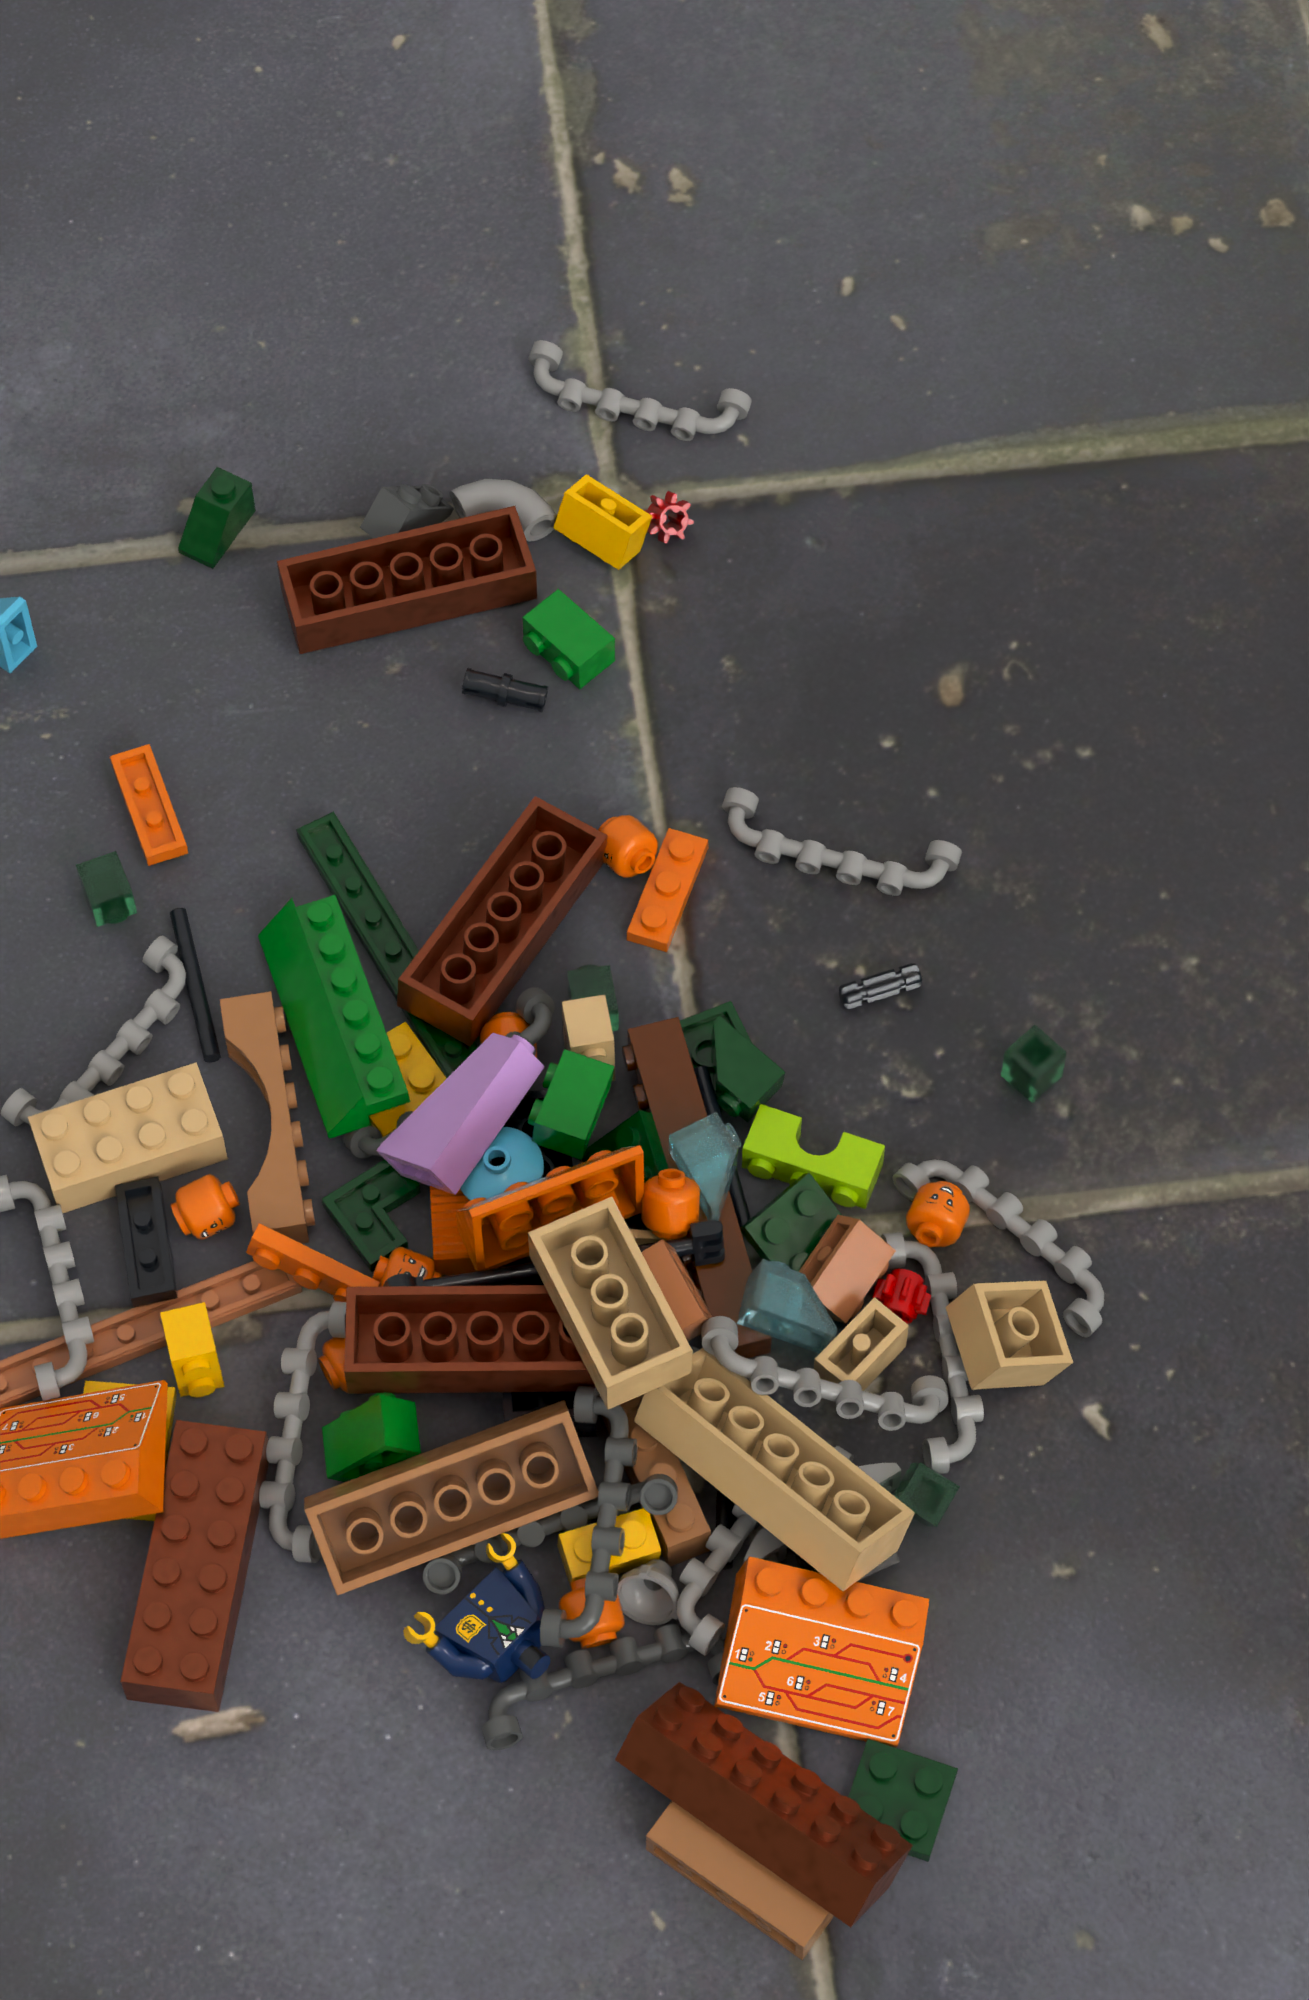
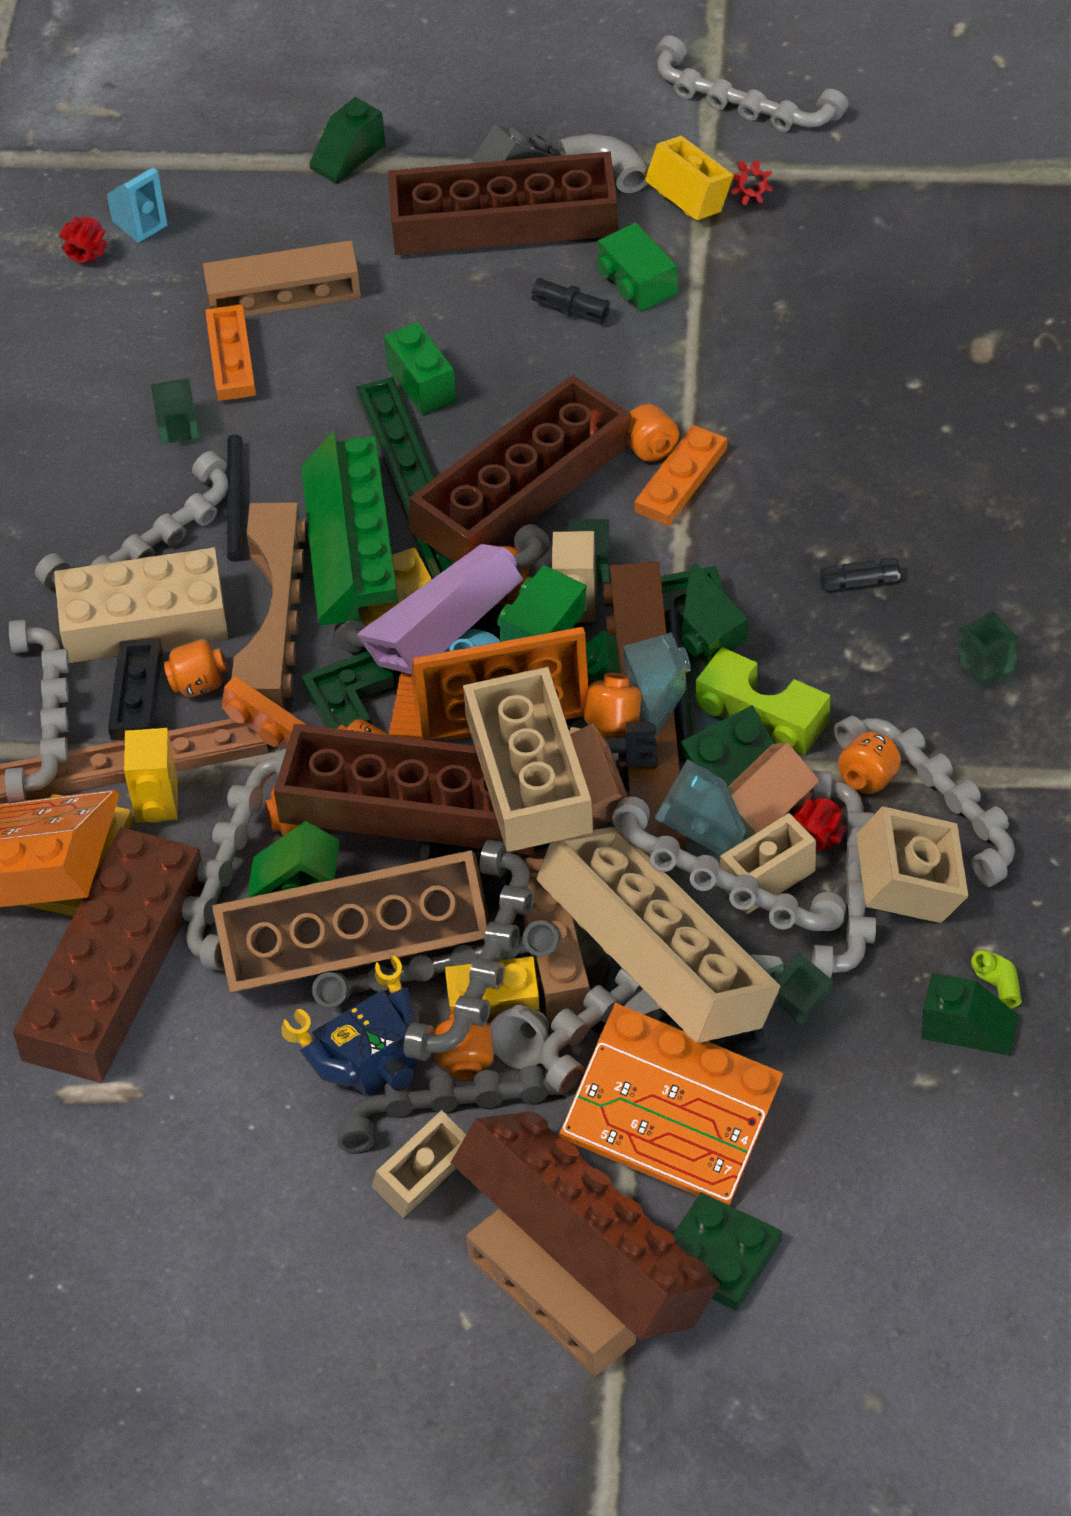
camera: 15 degrees right, 10 degrees down
(186, 705) = (284, 279): none -> medium nougat brick
(362, 800) = (420, 368): none -> green brick
(581, 1760) = (419, 1165): none -> tan brick
(851, 865) = (764, 413): light grey bar -> none
(1094, 1494) = (967, 1016): none -> dark green slope
(1117, 1438) = (999, 973): none -> lime arm

